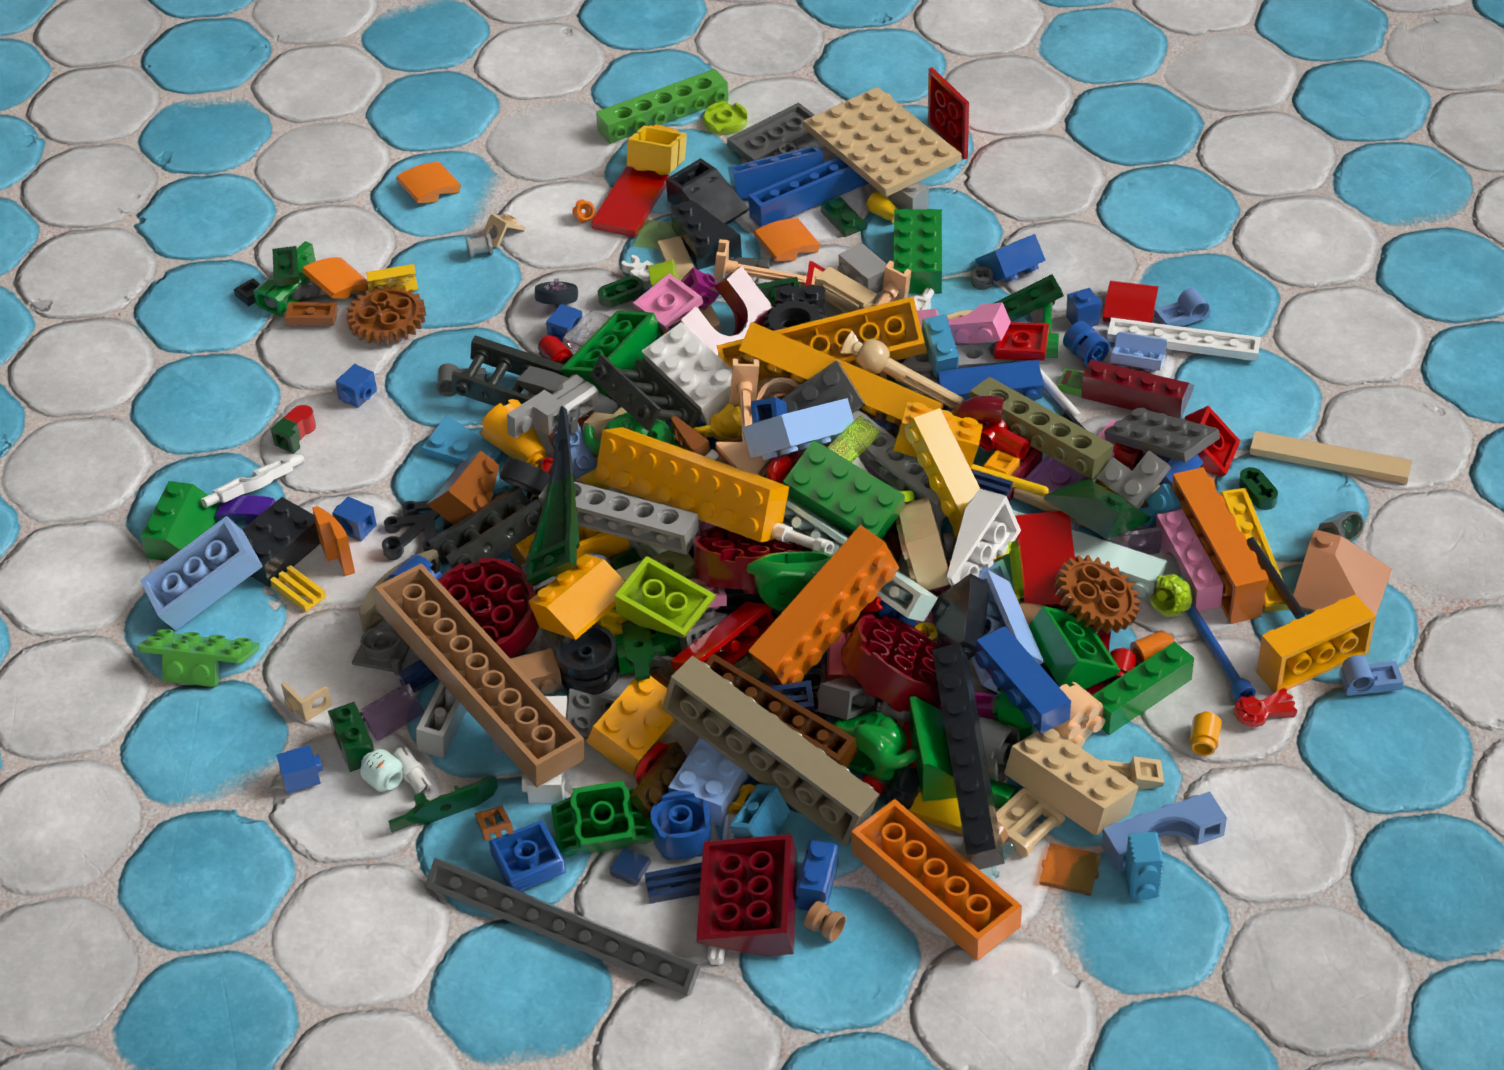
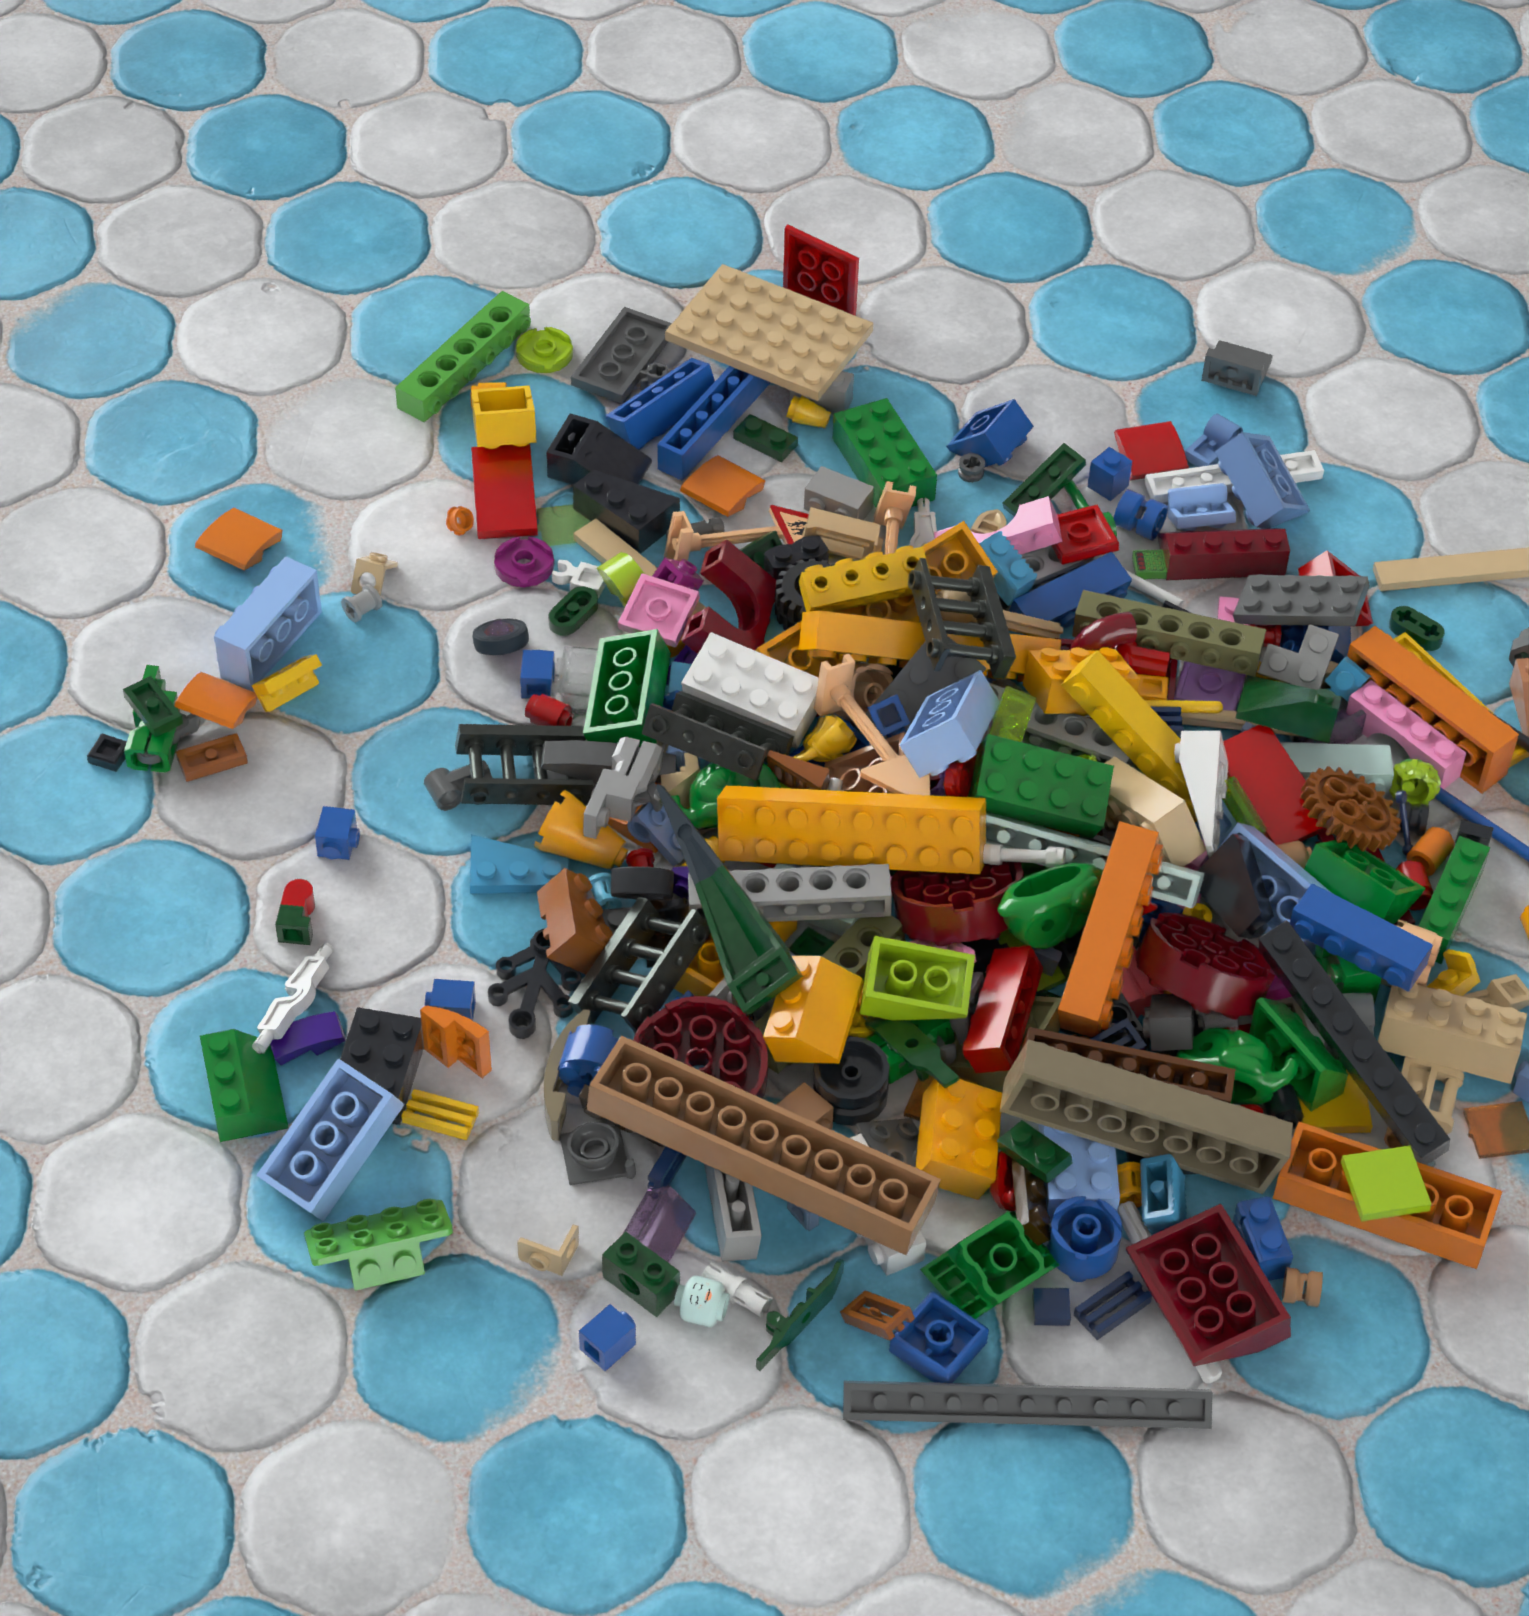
camera: 30 degrees left, 5 degrees up
(386, 314) = (308, 729): dark orange gear -> none
(403, 236) = (268, 623): none -> light blue brick
(600, 254) = (526, 574): none -> magenta tile
(677, 749) = (1034, 1151): none -> dark green plate
(813, 317) = (859, 581): none -> yellow brick
(875, 376) = (984, 606): none -> pearl dark grey fence
(928, 865) = (1385, 1183): none -> lime tile
(1110, 747) = (1459, 976): none -> yellow bracket
(1142, 598) = (1401, 798): none -> dark blue hinge
(1153, 620) = (1417, 818): none -> black wheel
(1196, 647) = (1475, 832): none -> black tile
(1197, 344) = (1261, 480): none -> medium blue slope
(1239, 263) = (1236, 367): none -> dark grey bracket

